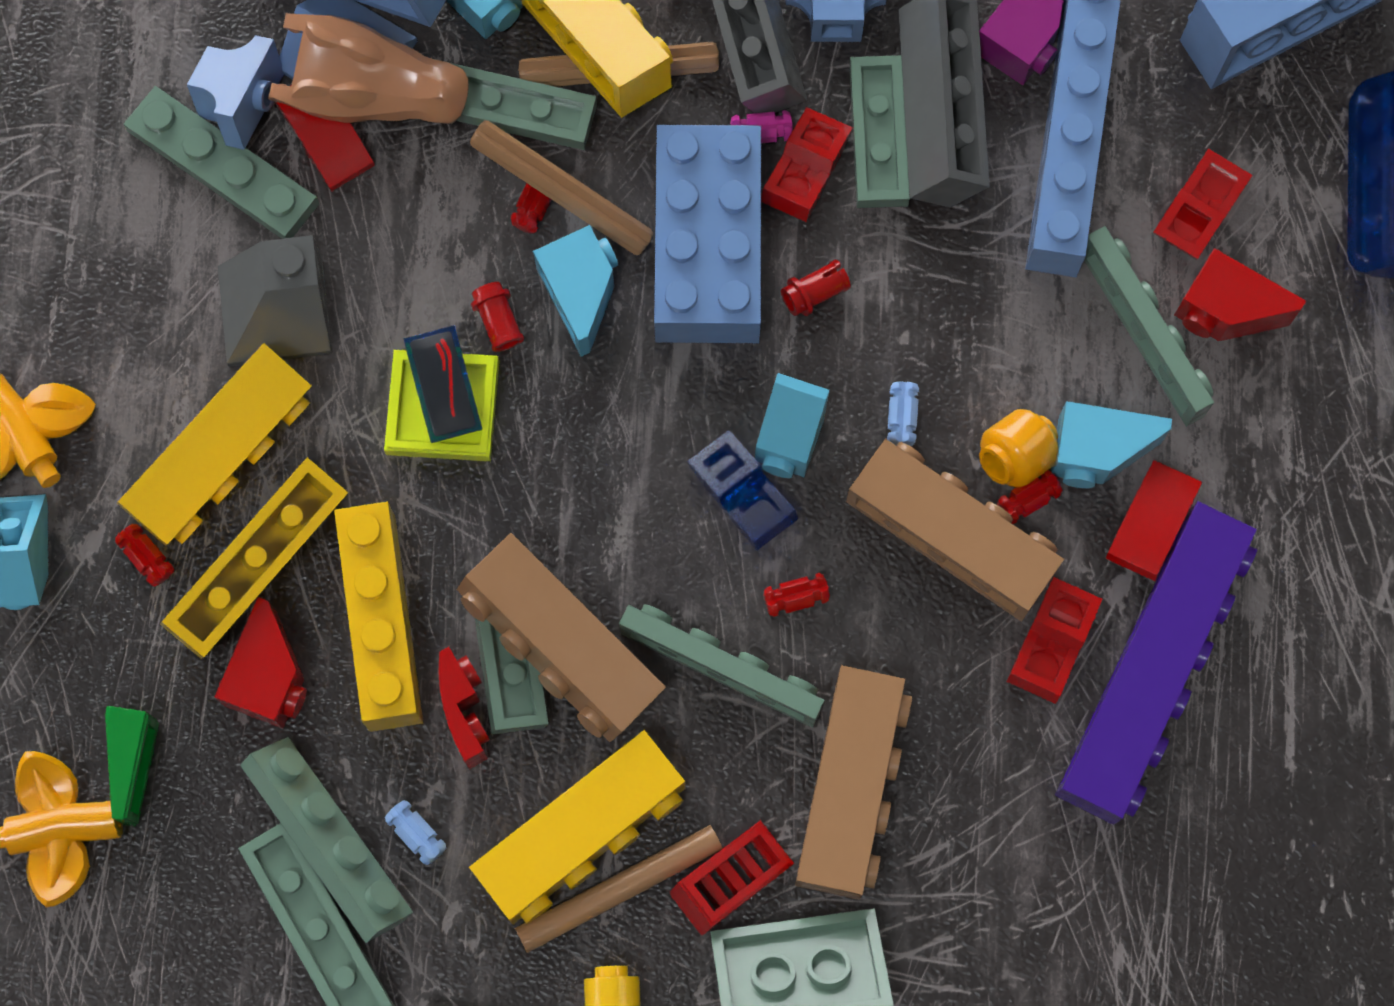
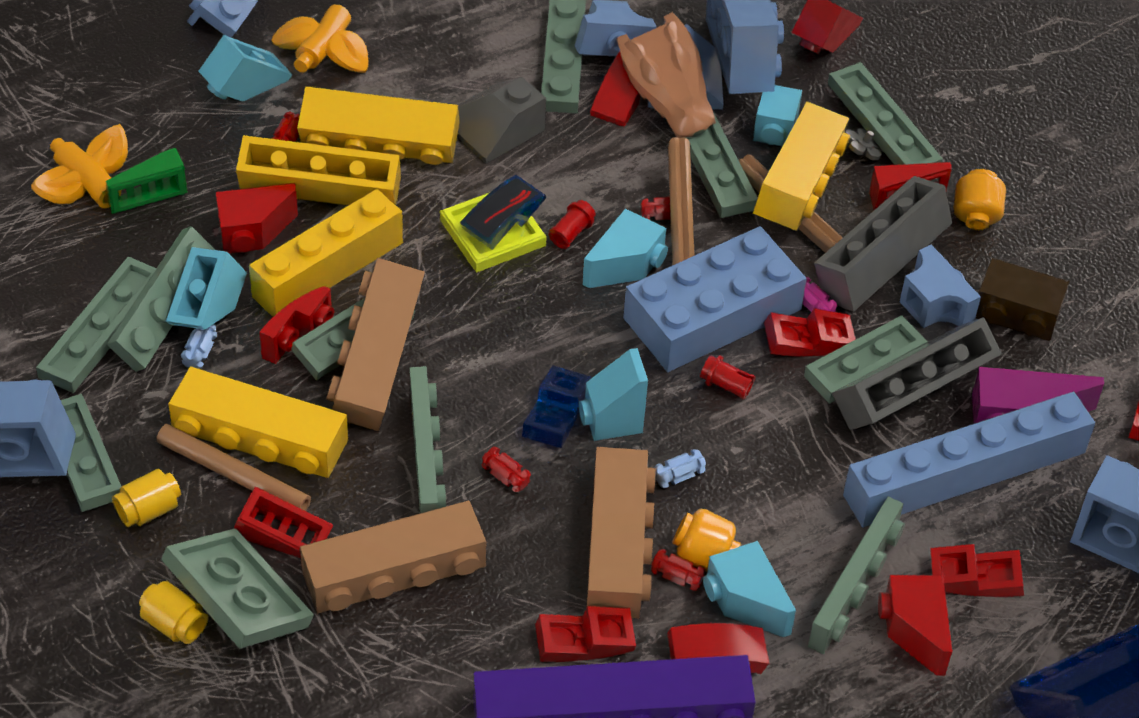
camera: 55 degrees right, 25 degrees down
(359, 790) = (206, 289): none -> medium azure slope

